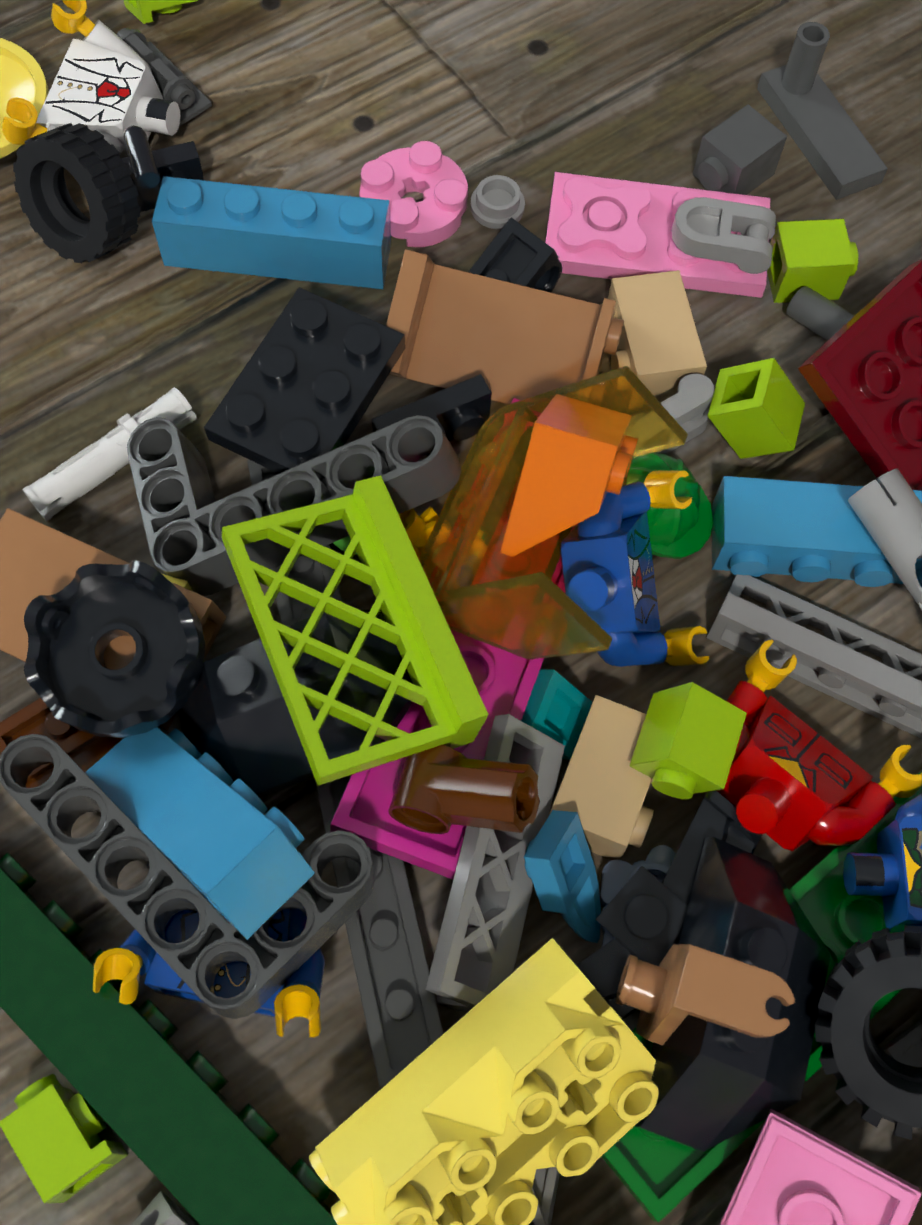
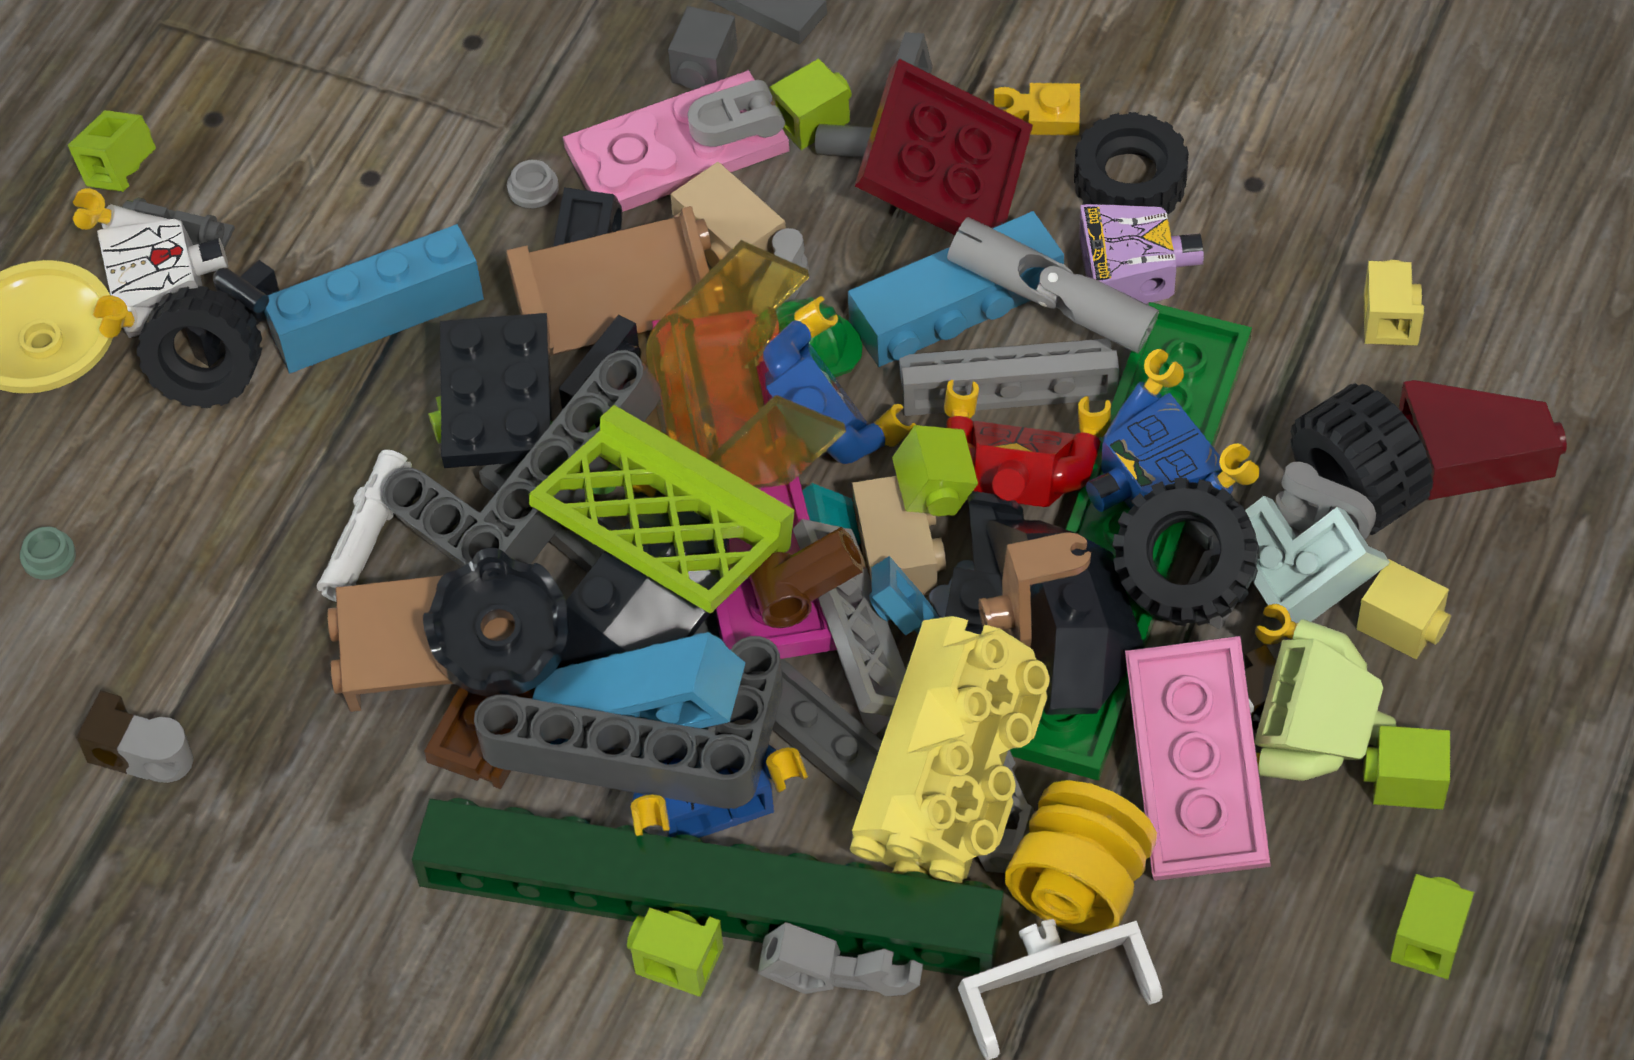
camera: 25 degrees left, 10 degrees down
(422, 171) = (463, 189): bright pink plate -> none
(568, 469) = (743, 334): orange slope -> none
(757, 409) = (841, 233): lime brick -> none

